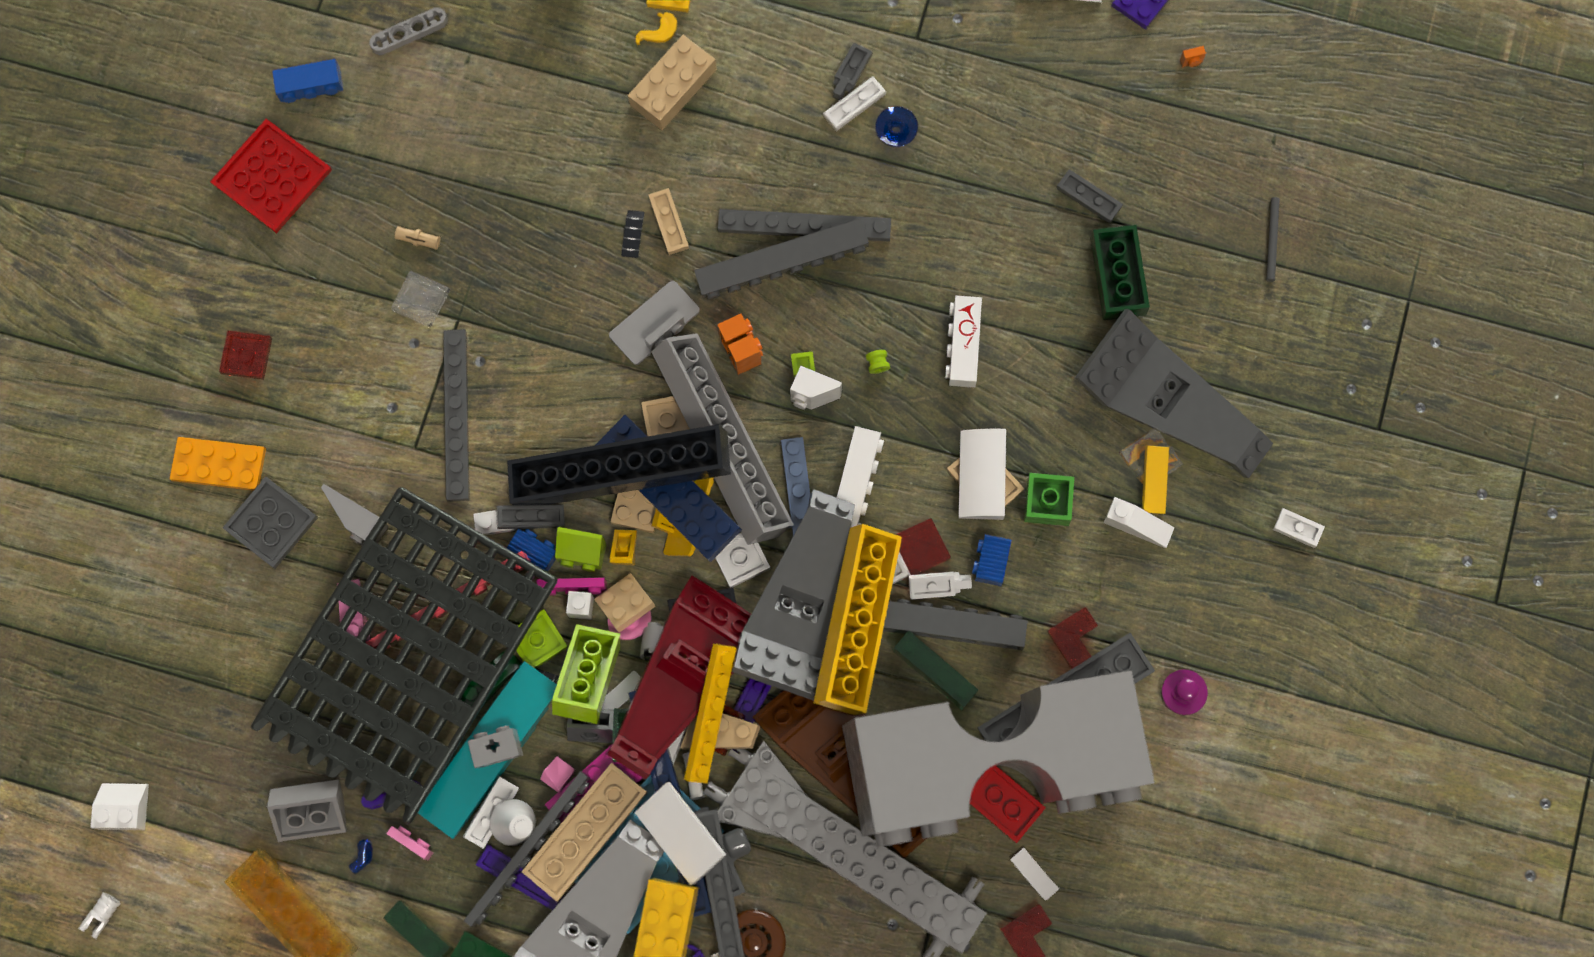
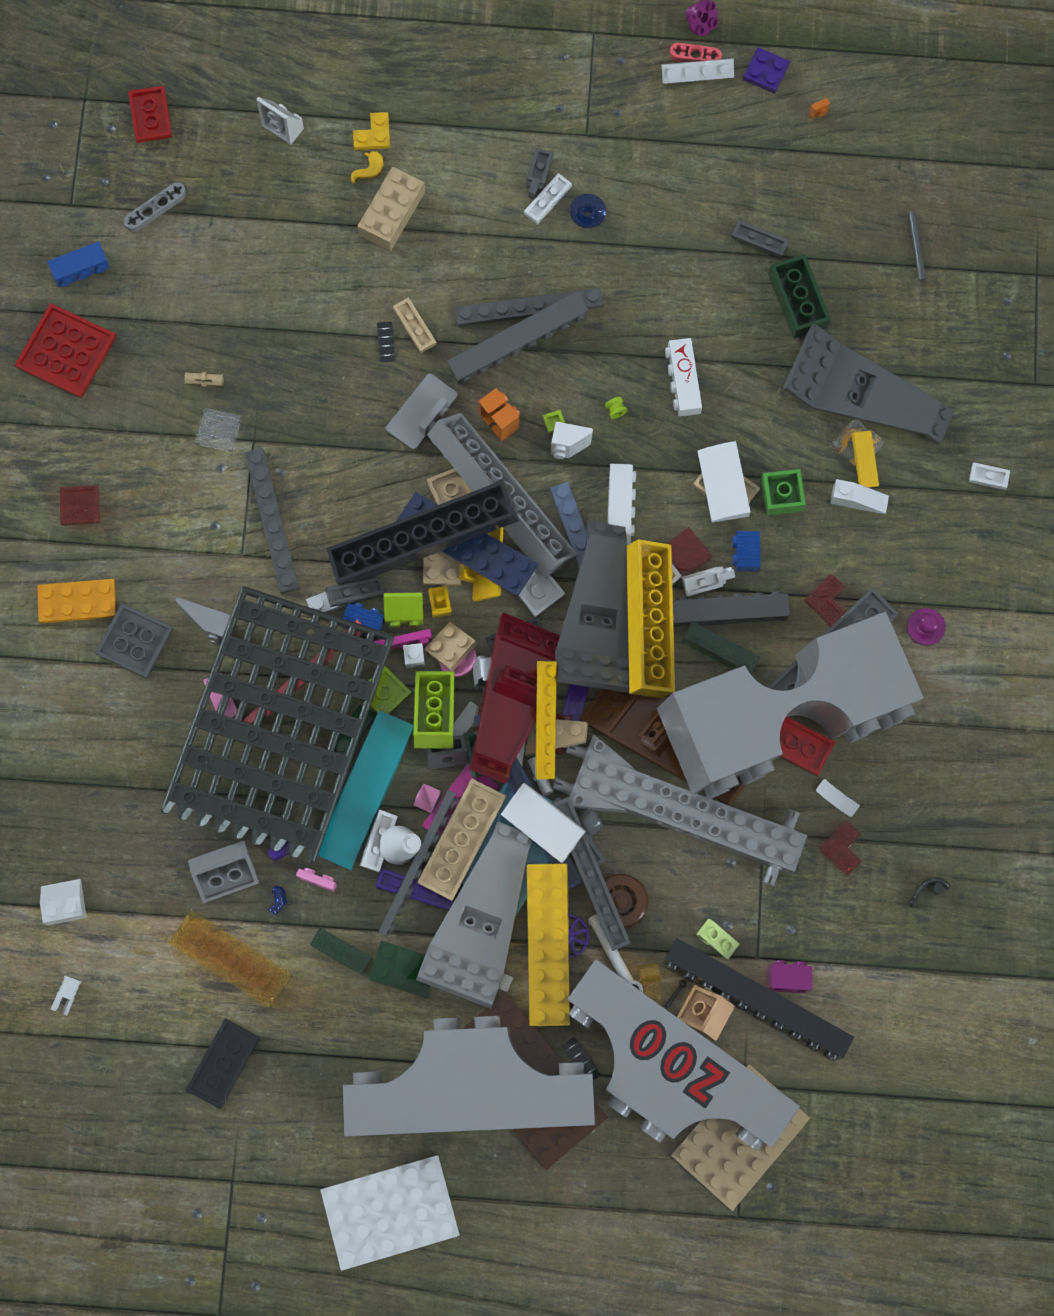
camera: 20 degrees left, 0 degrees up
(481, 747) = (367, 794): light grey brick -> none

